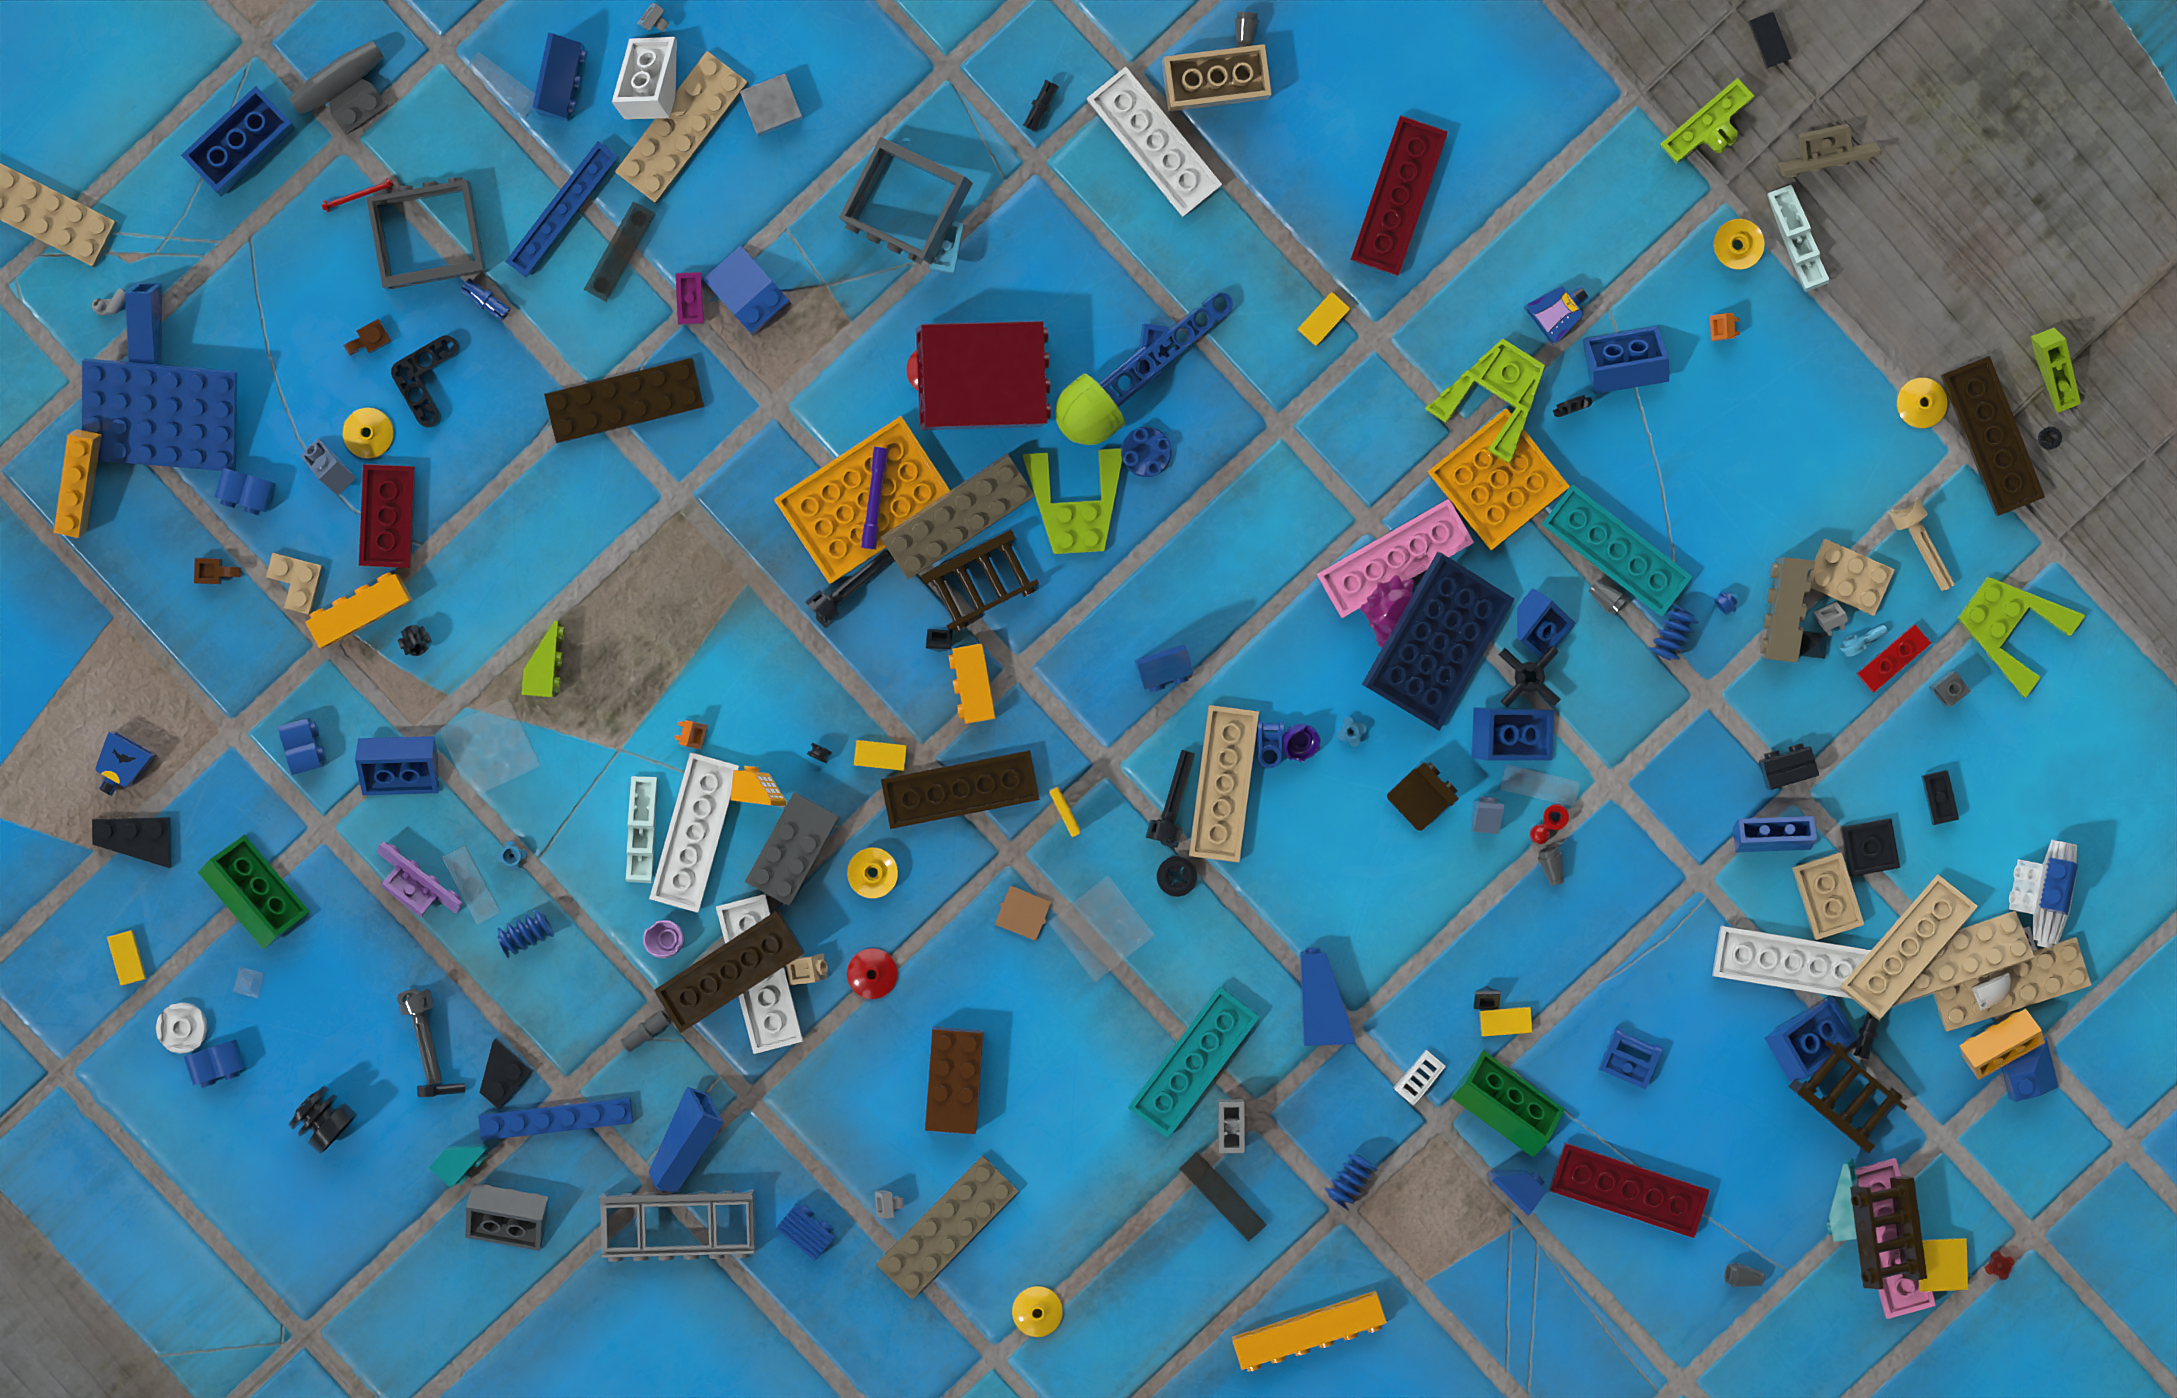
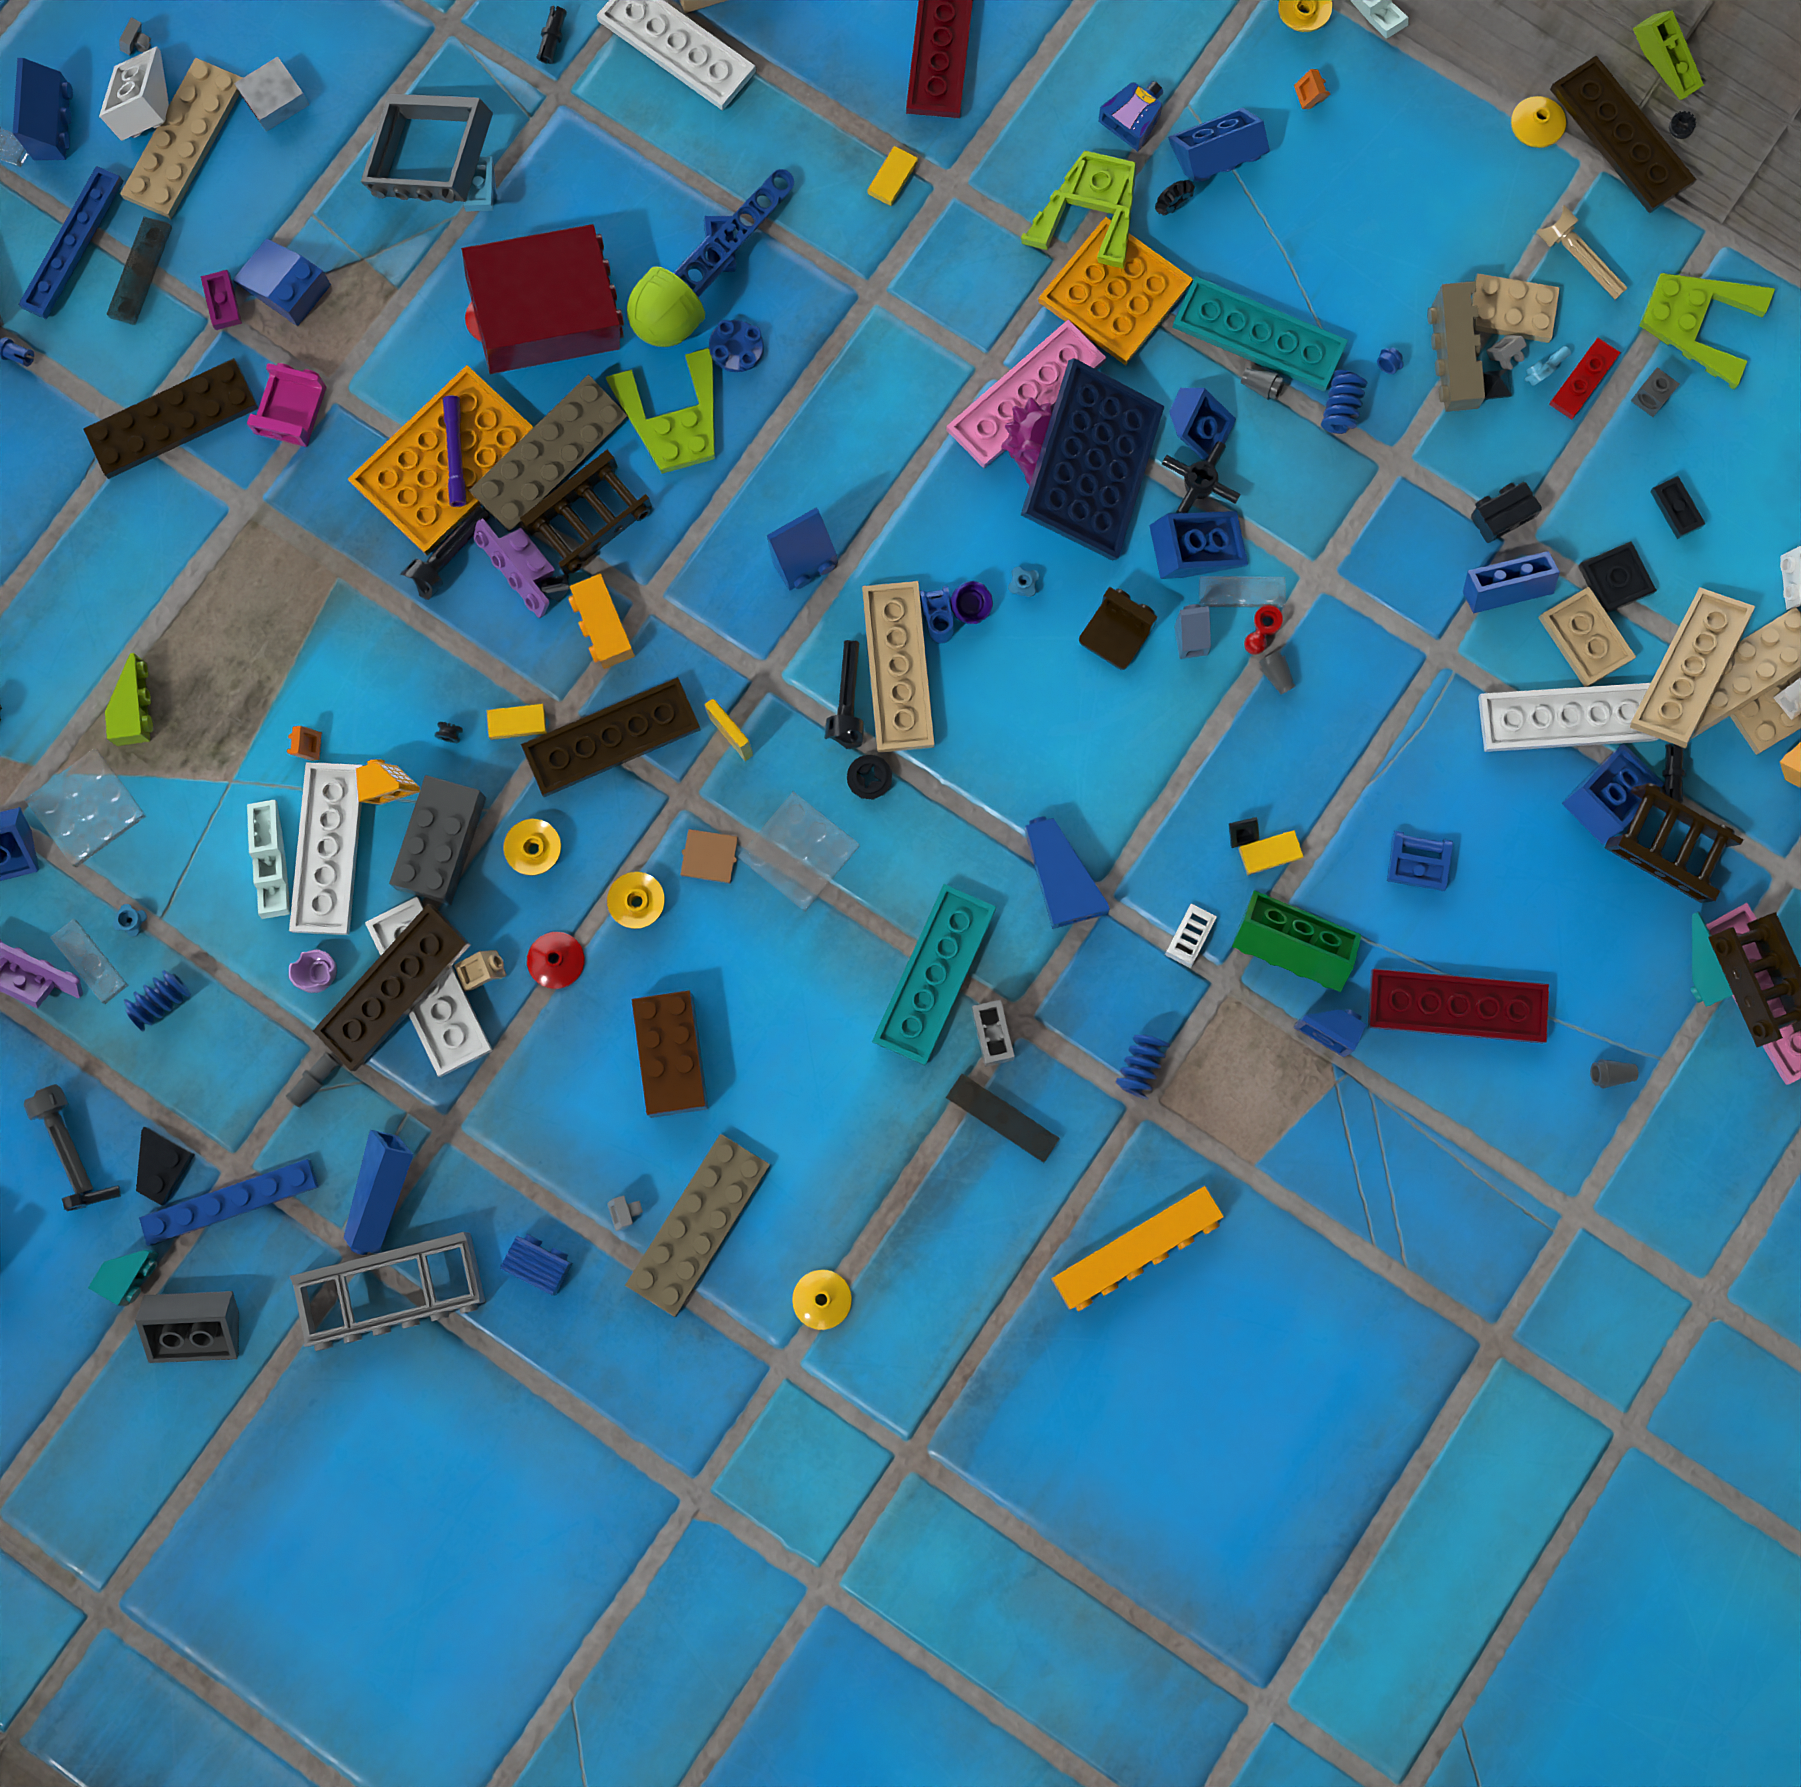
camera: 10 degrees left, 10 degrees down
(732, 414) = (288, 405): none -> dark pink panel
(911, 611) = (519, 562): none -> medium lavender bracket
(952, 953) = (628, 888): none -> yellow dish

